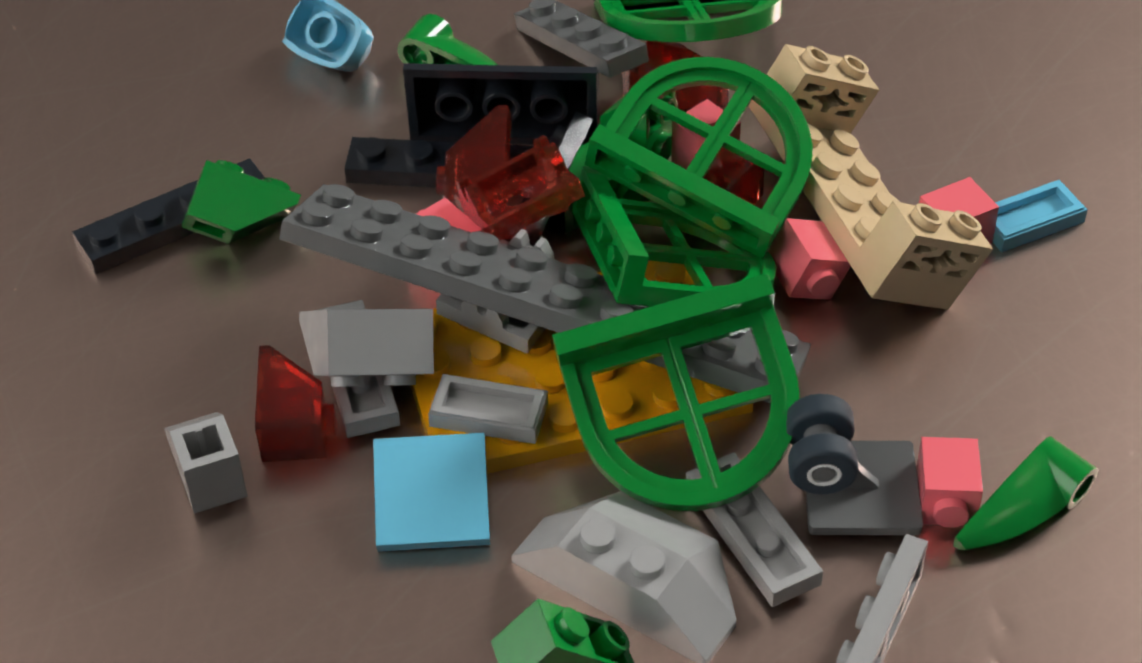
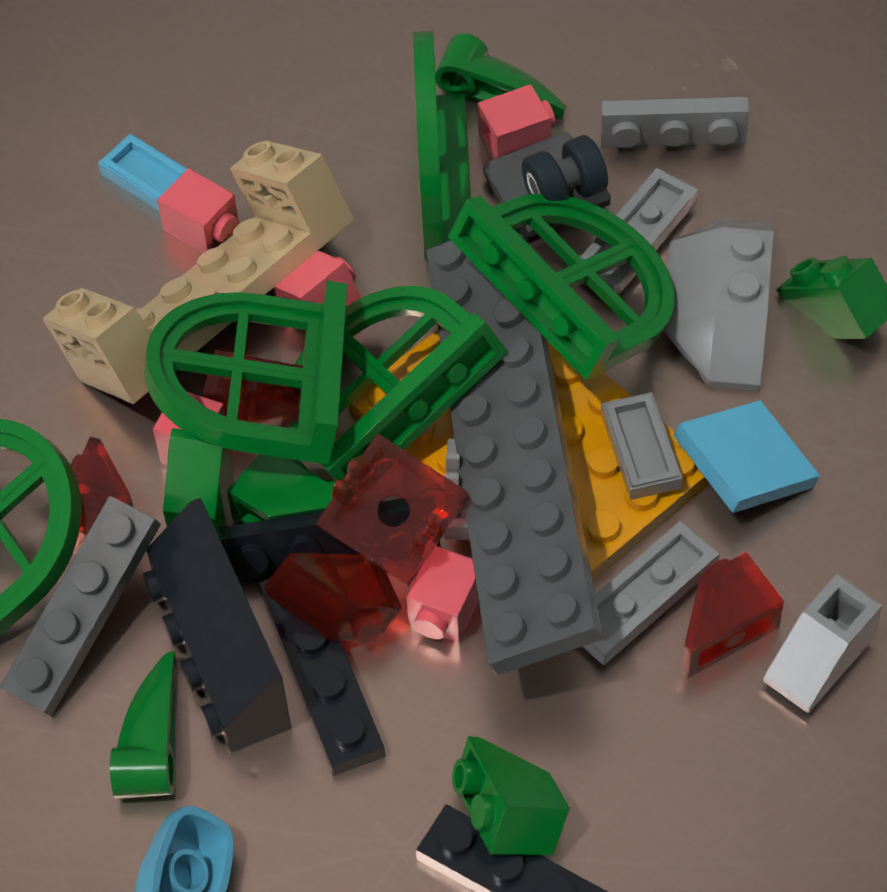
camera: 115 degrees left, 10 degrees up
(369, 343) = (642, 555): light grey slope -> none
(920, 410) = (441, 147): none -> green window

